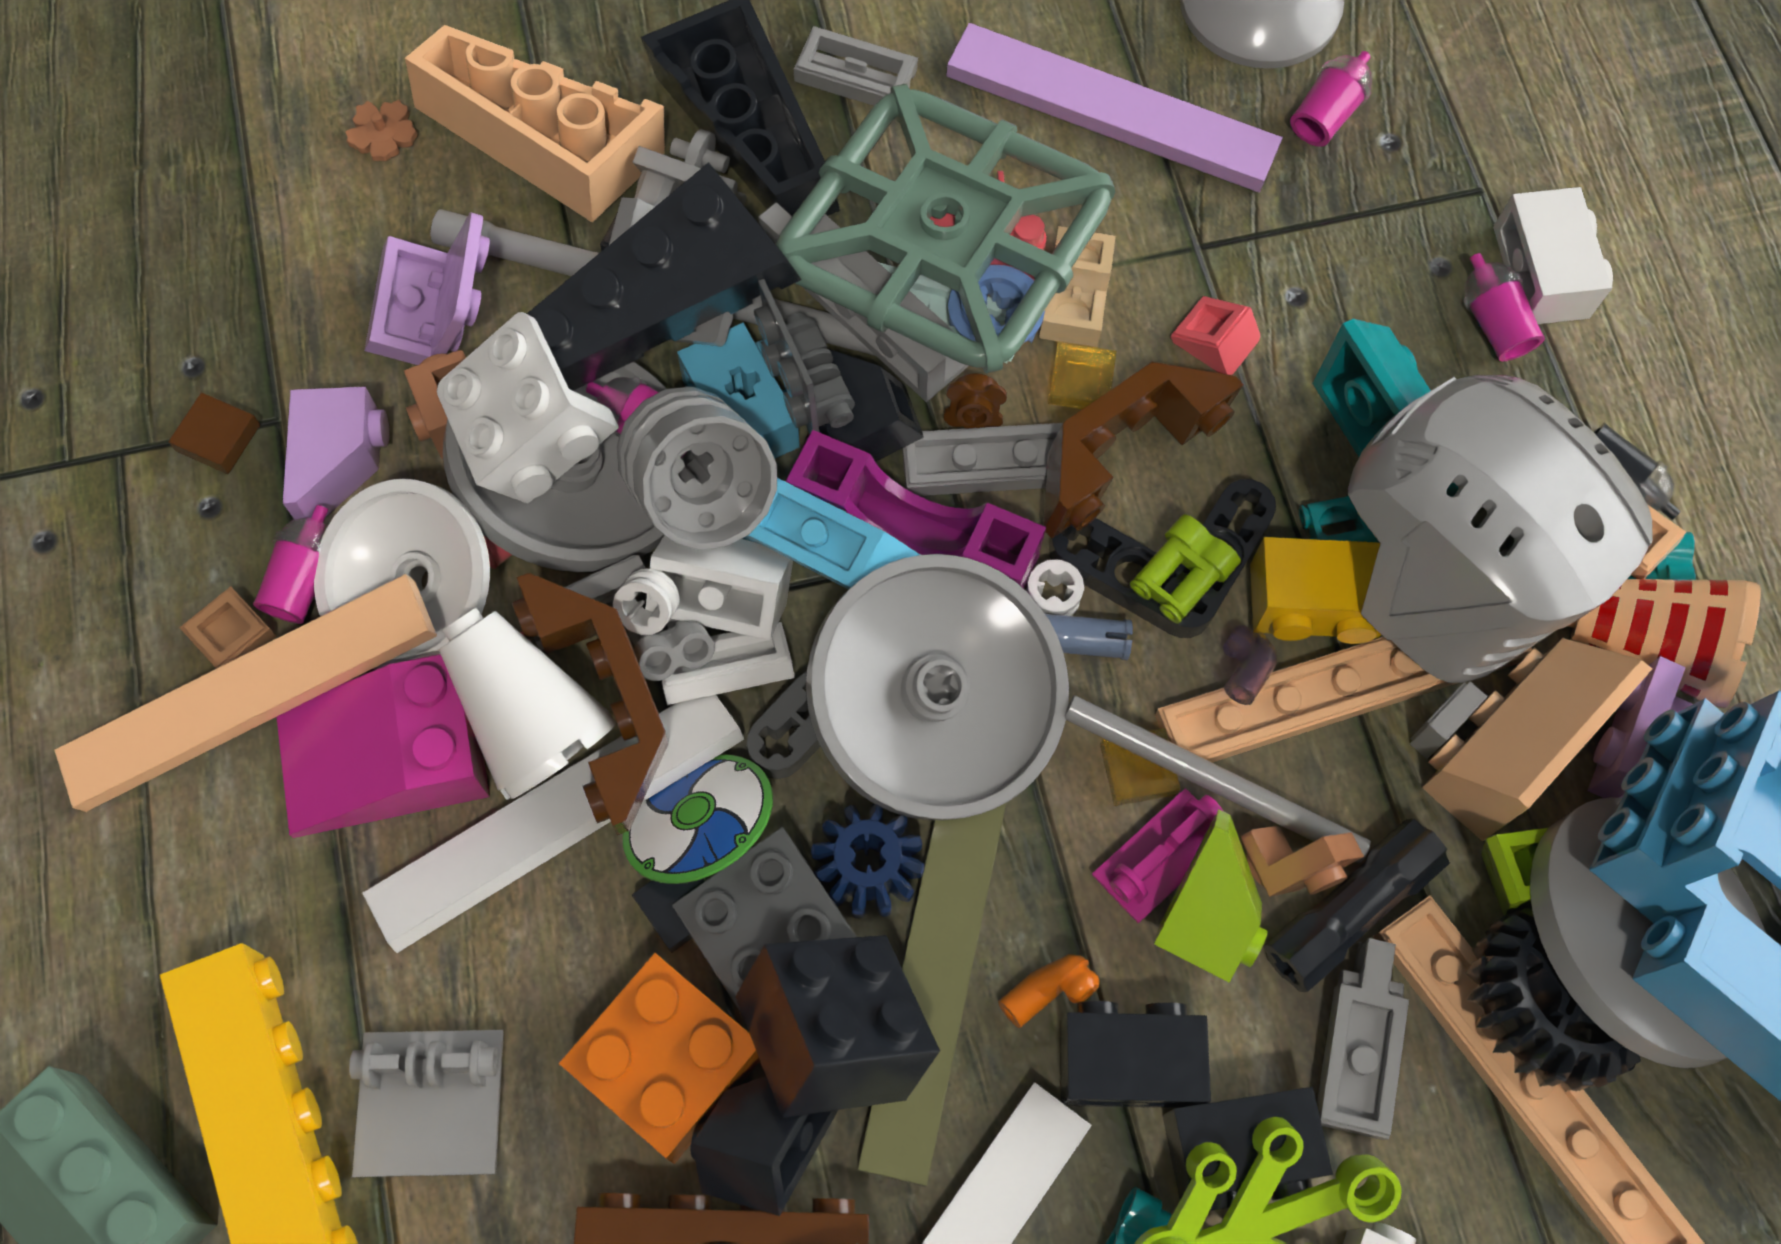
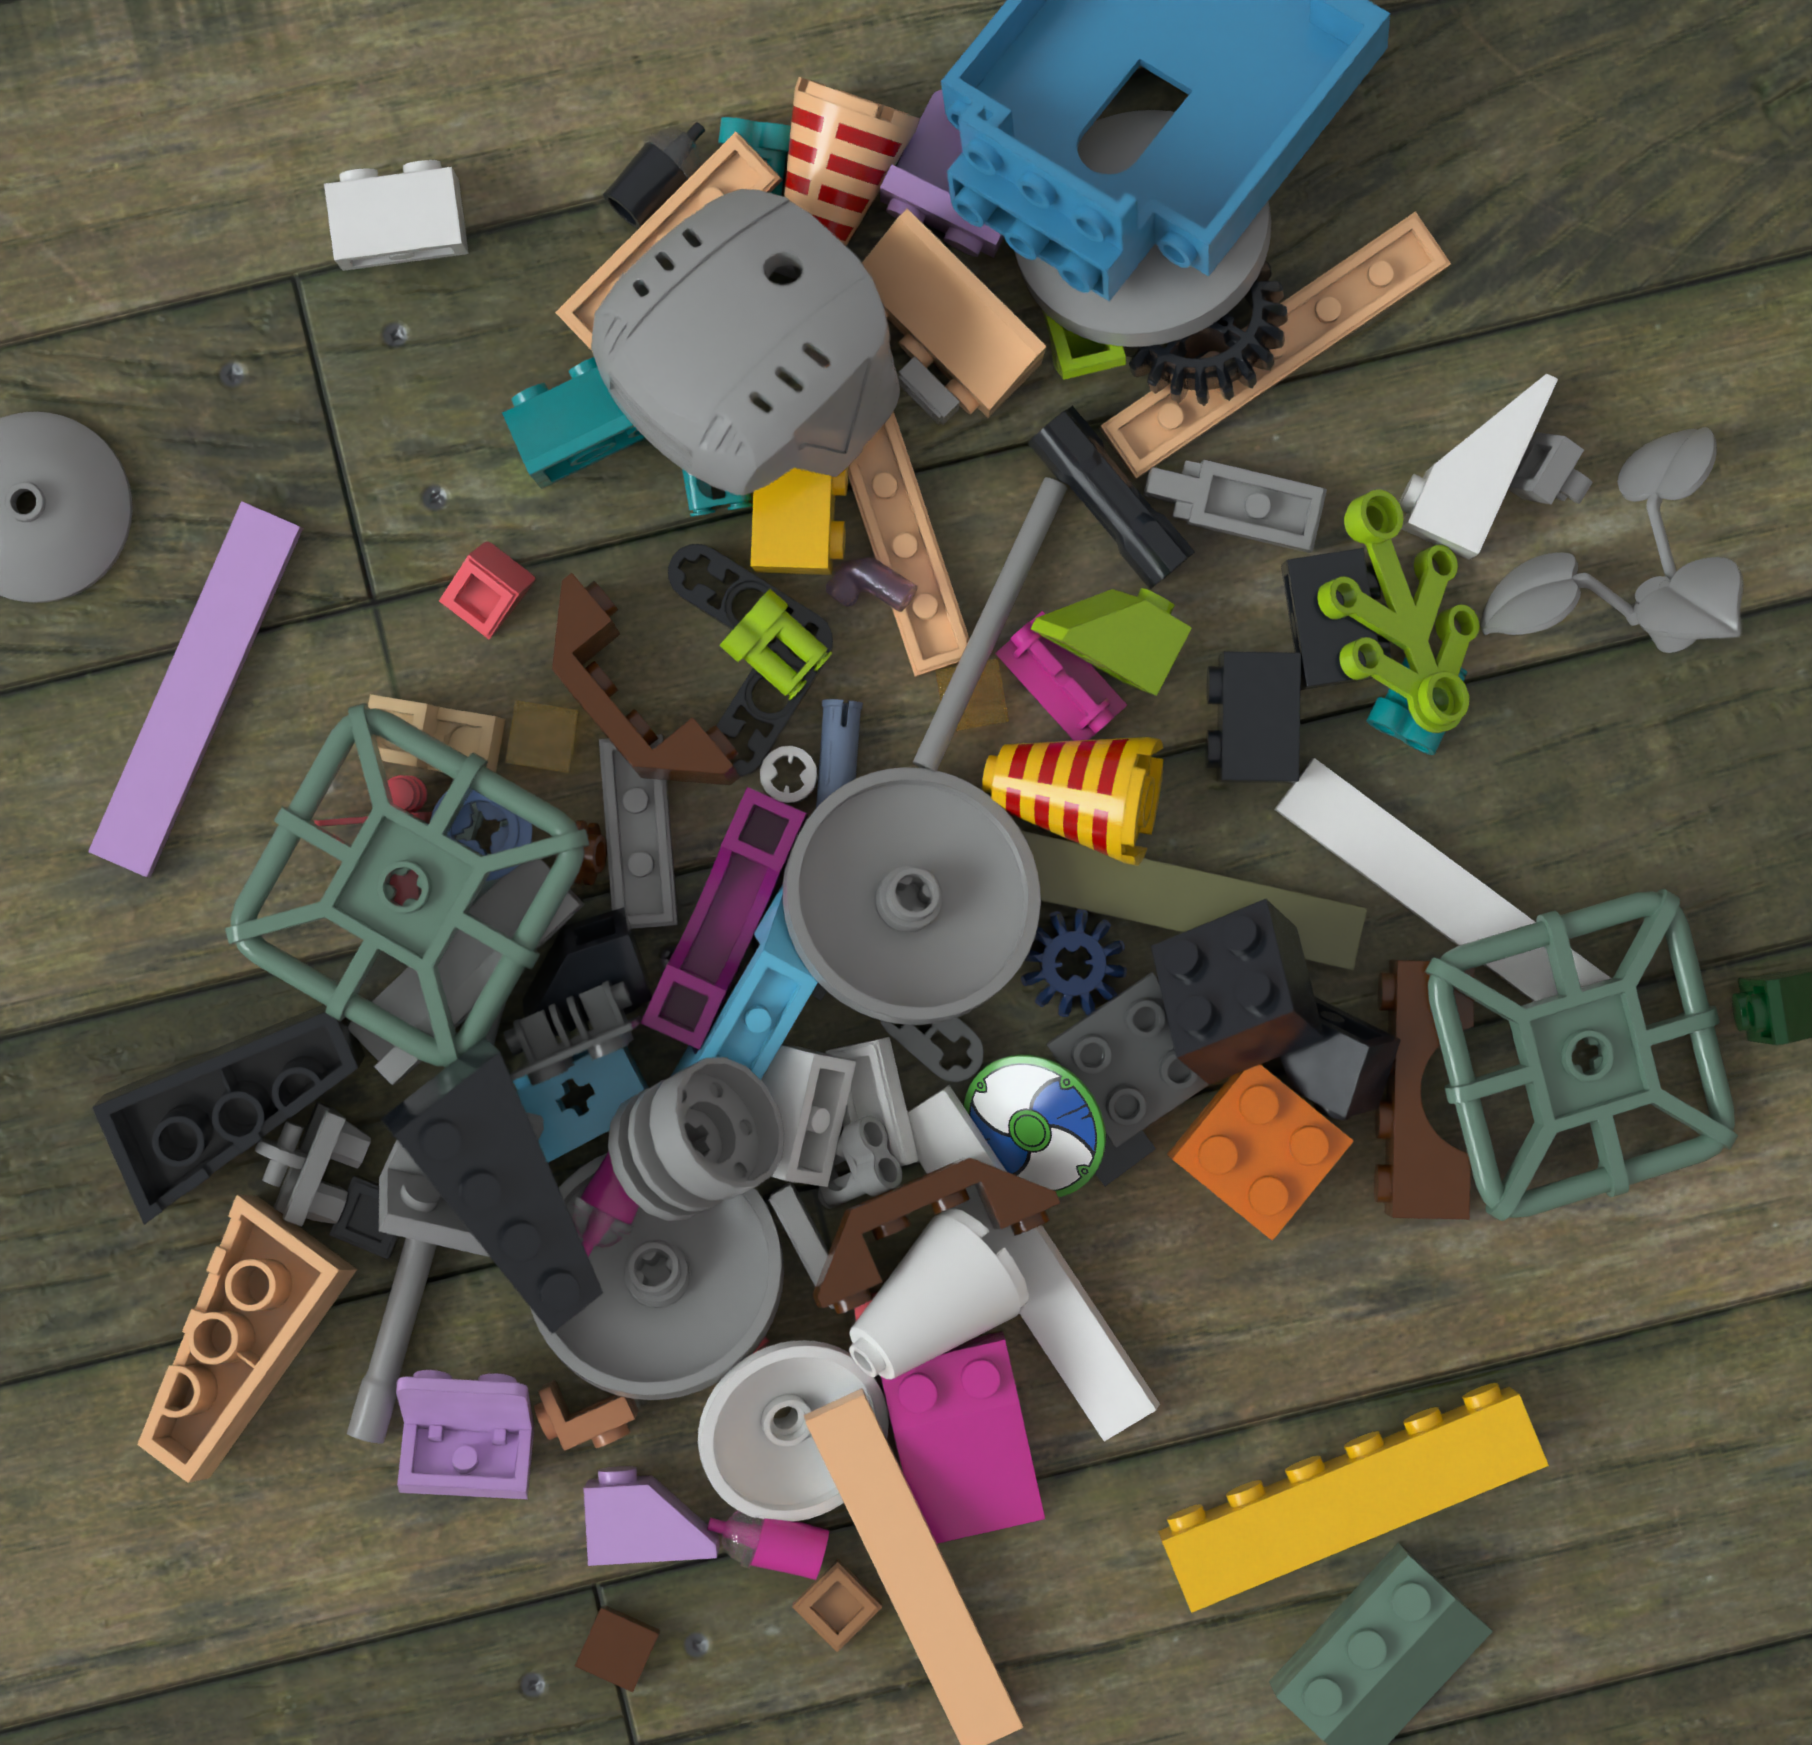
camera: 80 degrees left, 20 degrees up
(381, 131) = (234, 1514): nougat plant -> none
(427, 1103) = (1294, 1362): light grey hinge -> none
(517, 413) = (640, 1323): white bracket -> none
(661, 590) = (826, 1184): white bush -> none
(852, 76) = (170, 989): light grey tile -> none
(1047, 983) = (1185, 796): orange arm -> none
(1048, 874) = (1082, 790): none -> yellow cone
(1313, 866) = (1078, 565): nougat bracket -> none
(1335, 95) = (187, 438): dark pink piece -> none
(1502, 309) = (458, 281): dark pink piece -> none

